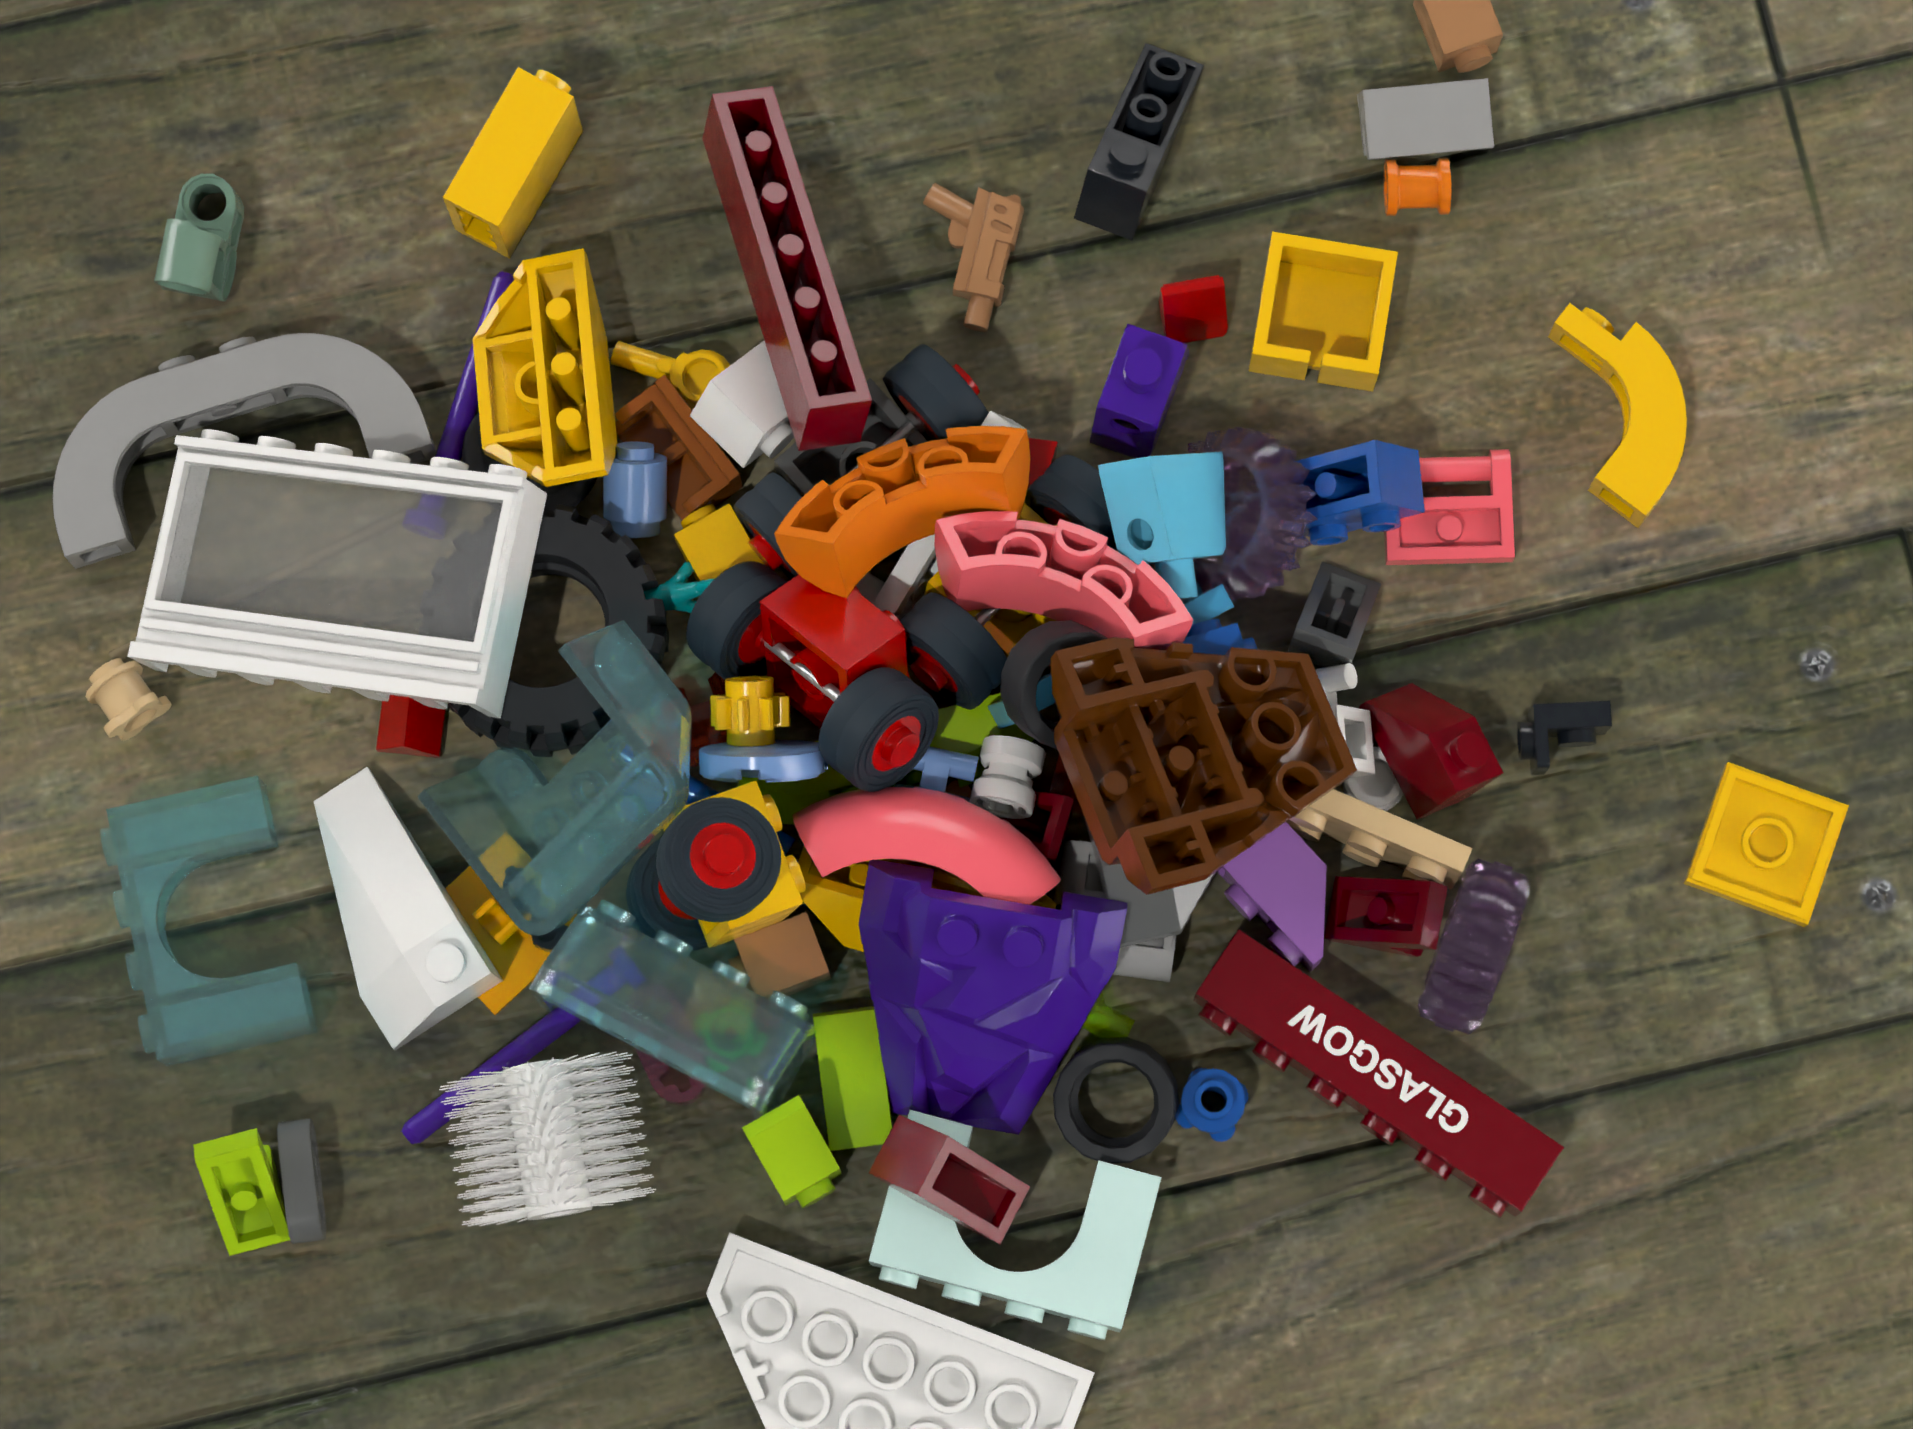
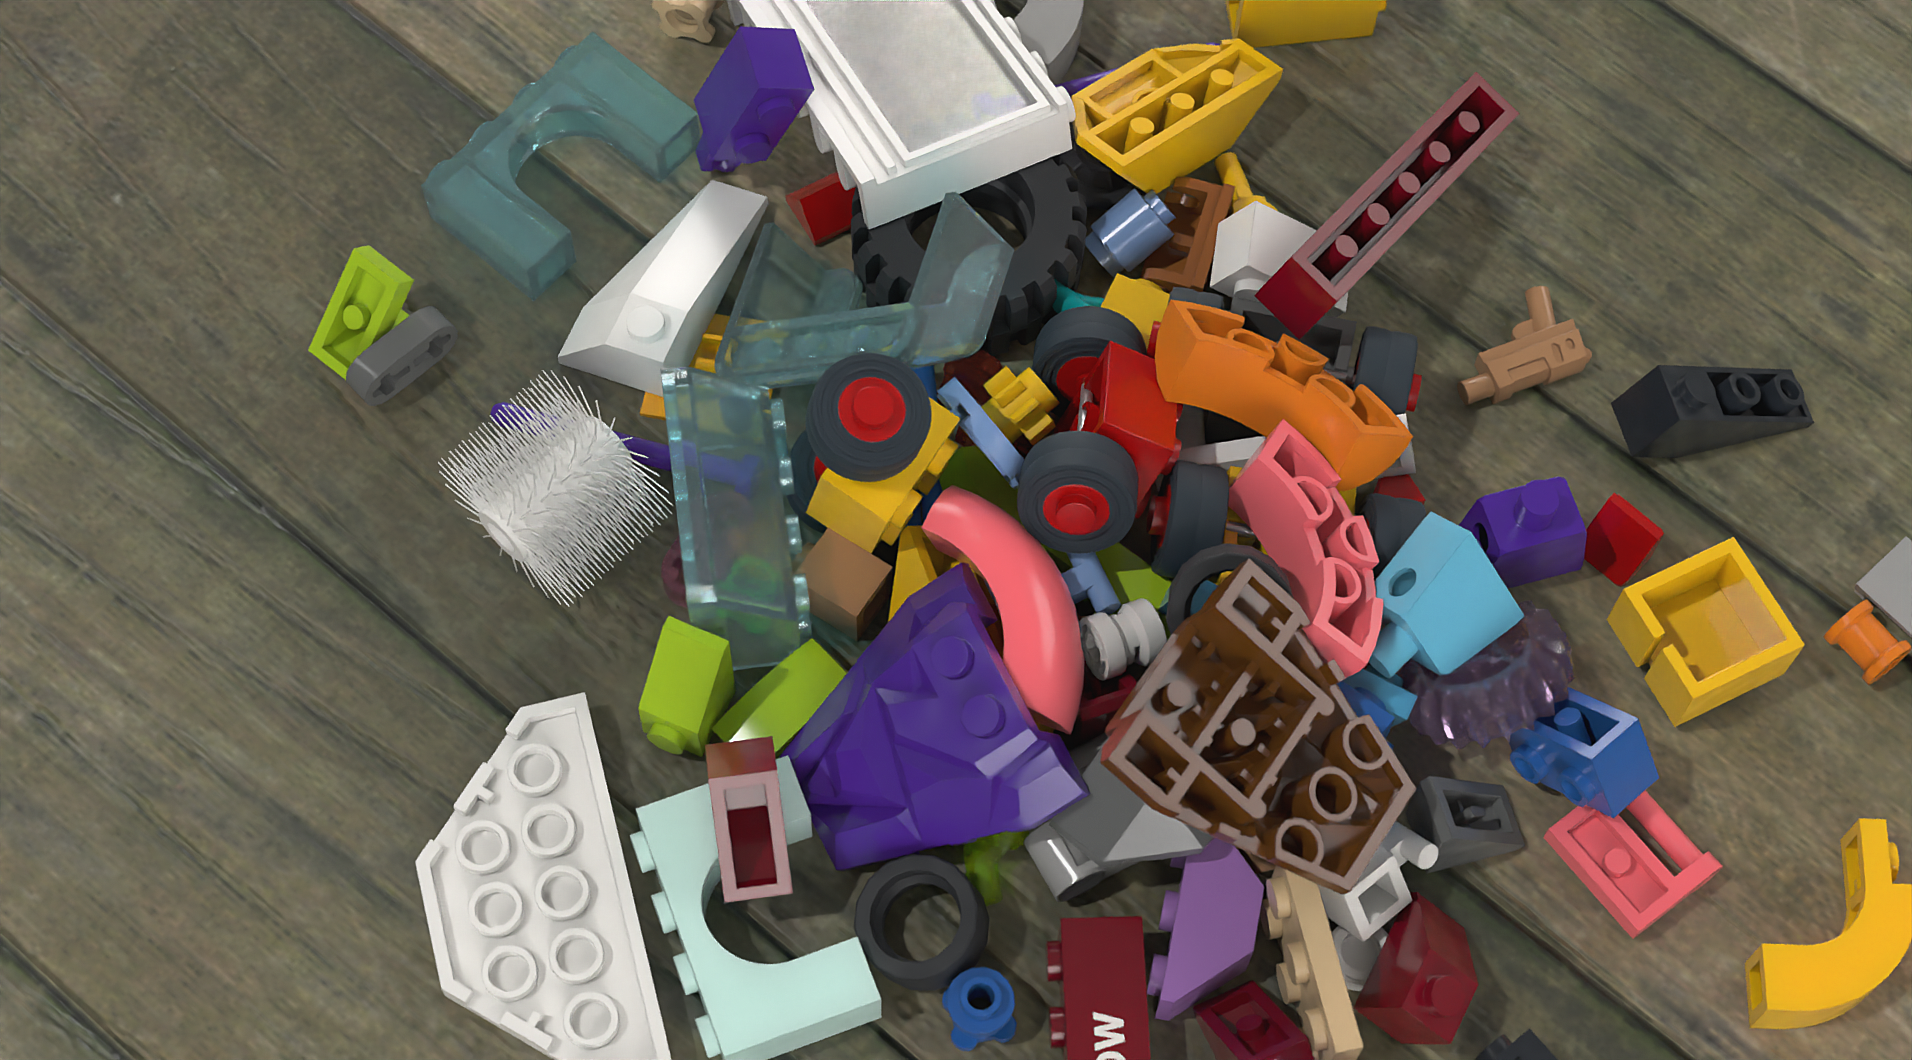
camera: 50 degrees right, 15 degrees down
(295, 725) = (751, 97): none -> dark purple hinge

